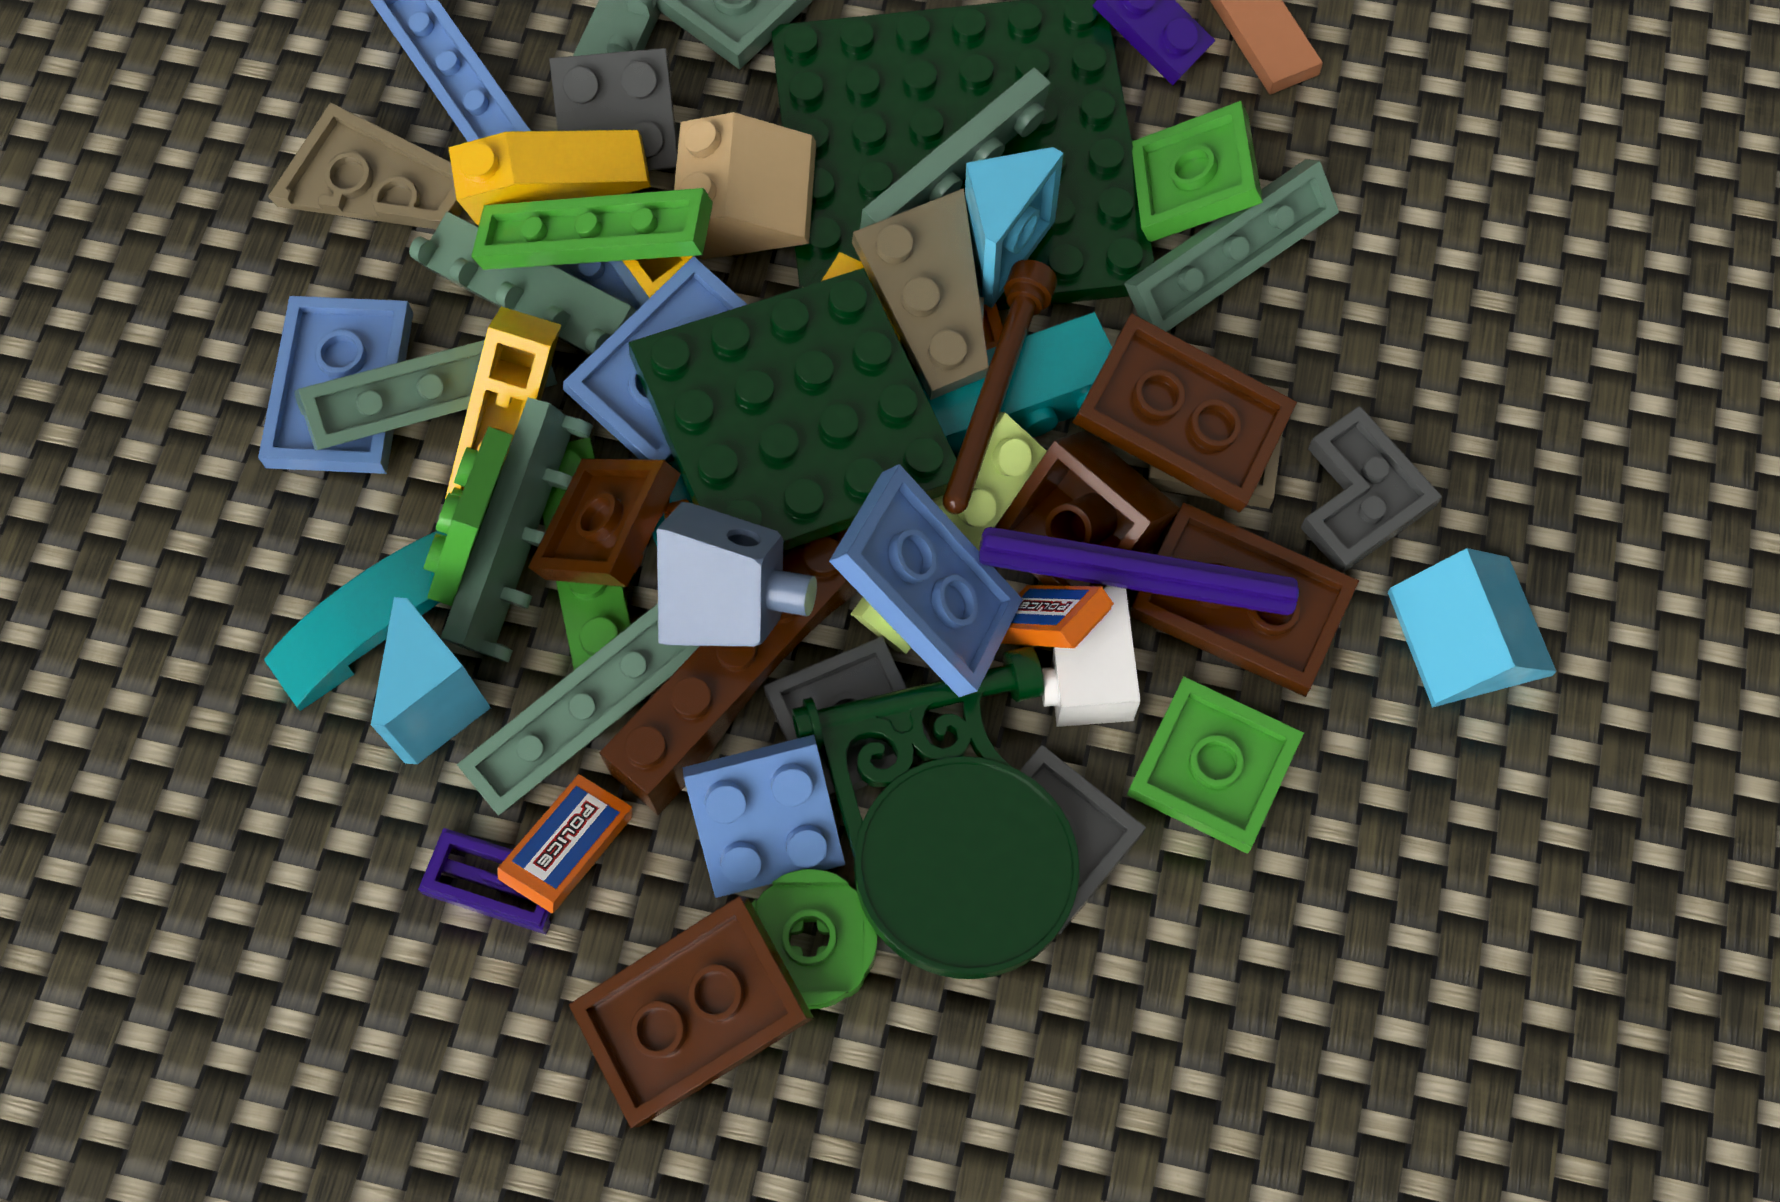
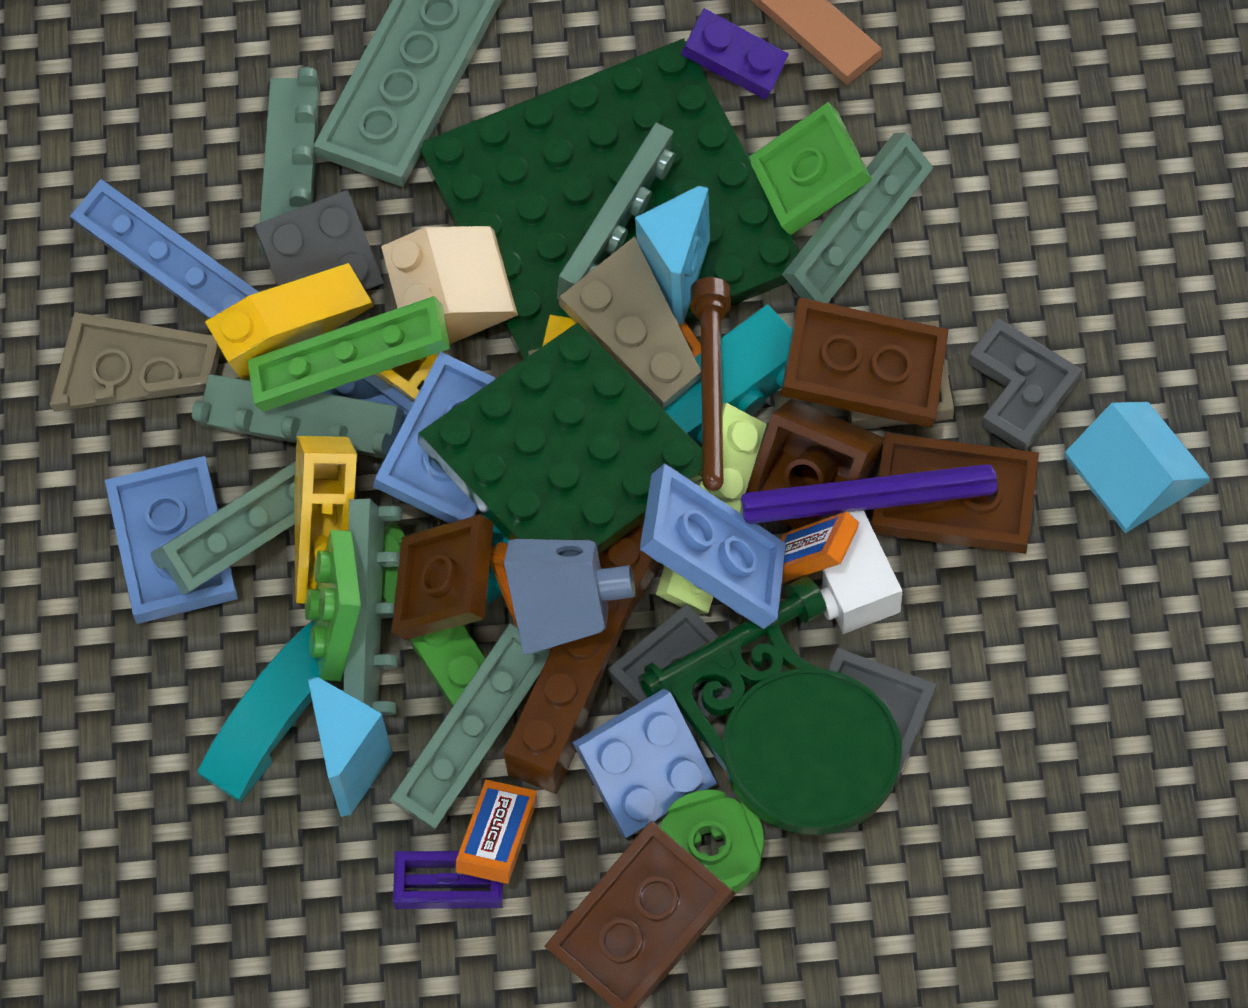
camera: 15 degrees left, 5 degrees down
(1215, 764) = (973, 623): bright green plate -> none

